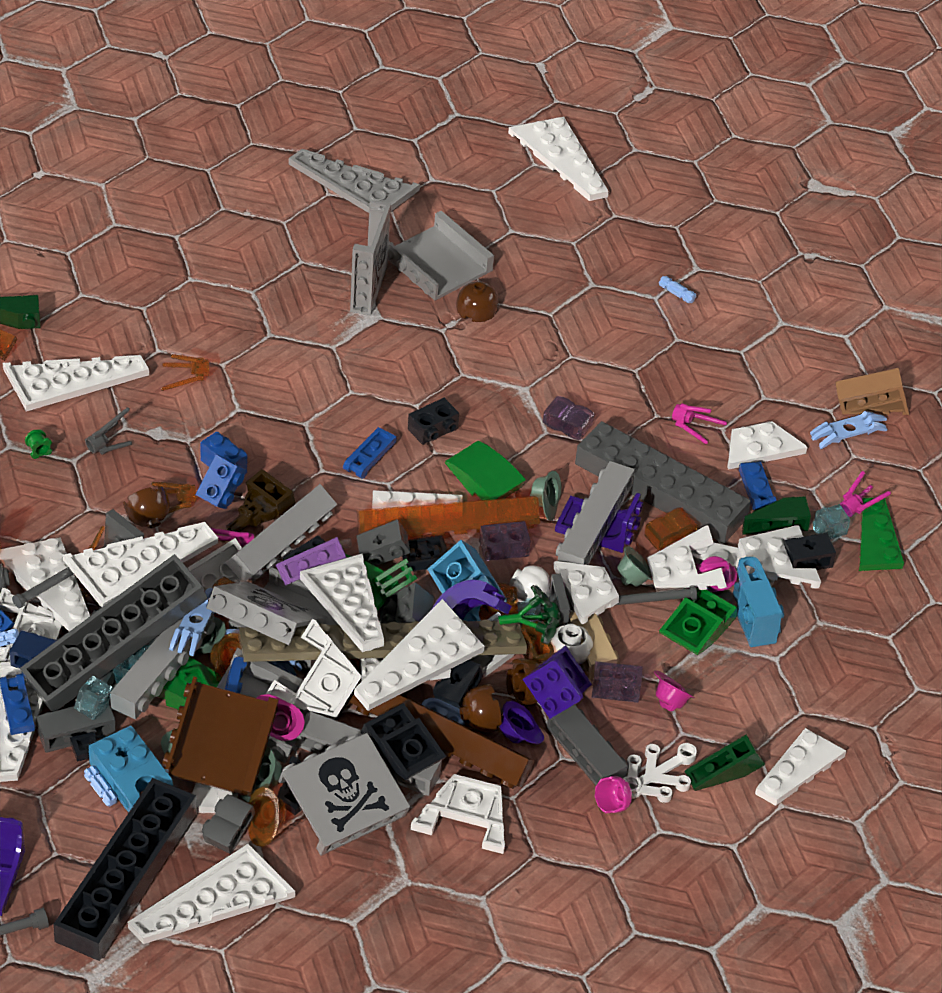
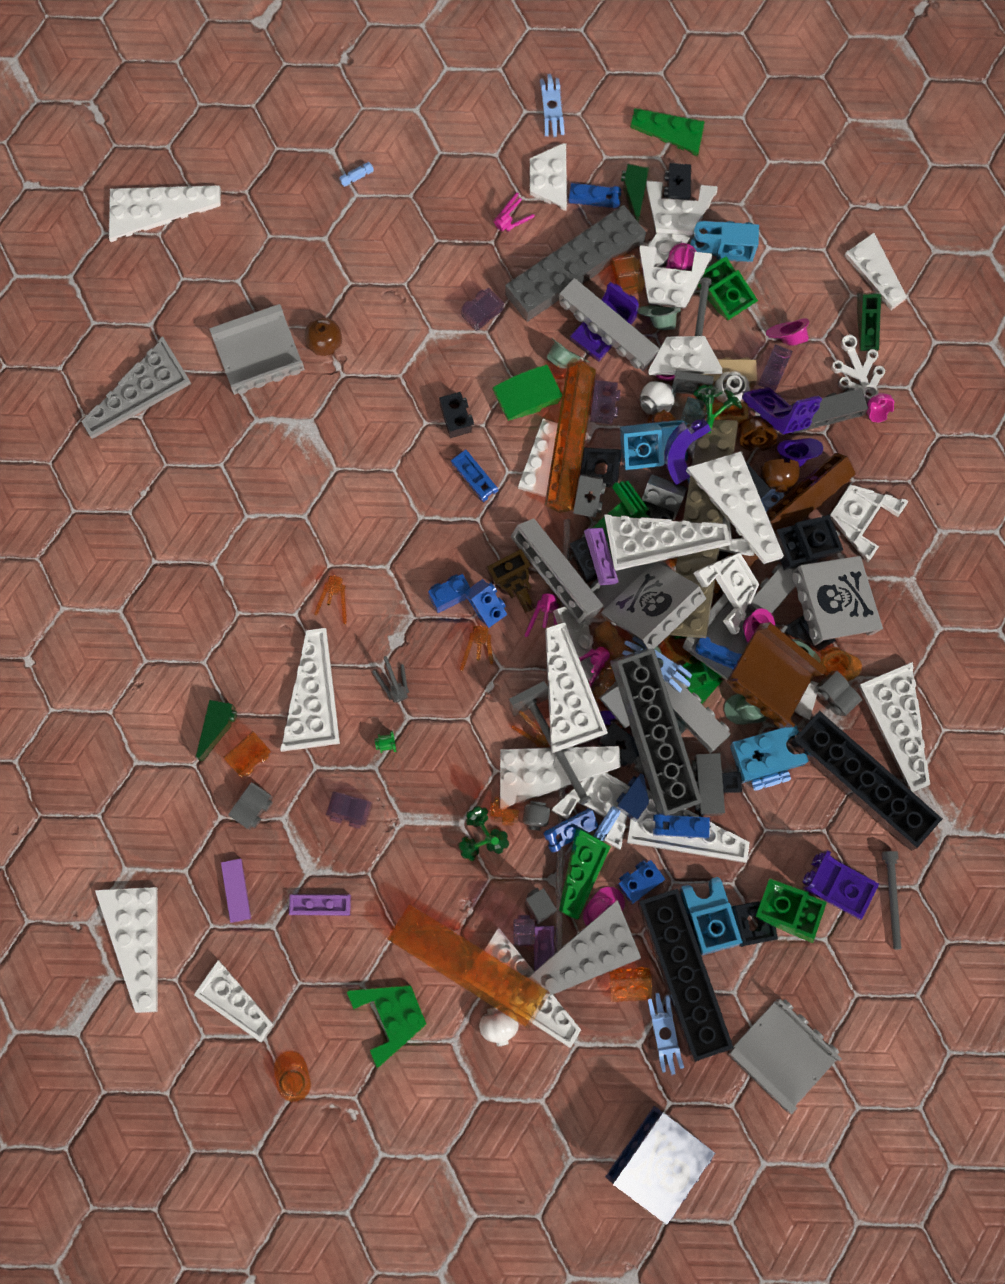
camera: 70 degrees left, 30 degrees up
(93, 698) = (709, 764): clear light blue brick -> none
(147, 507) = (493, 670): reddish brown cylinder -> none
(370, 261) = (248, 387): light grey panel -> none
(831, 521) = (651, 156): clear light blue brick -> none
(853, 503) = (638, 134): dark pink plant -> none
(873, 393) = (527, 72): medium nougat wedge -> none

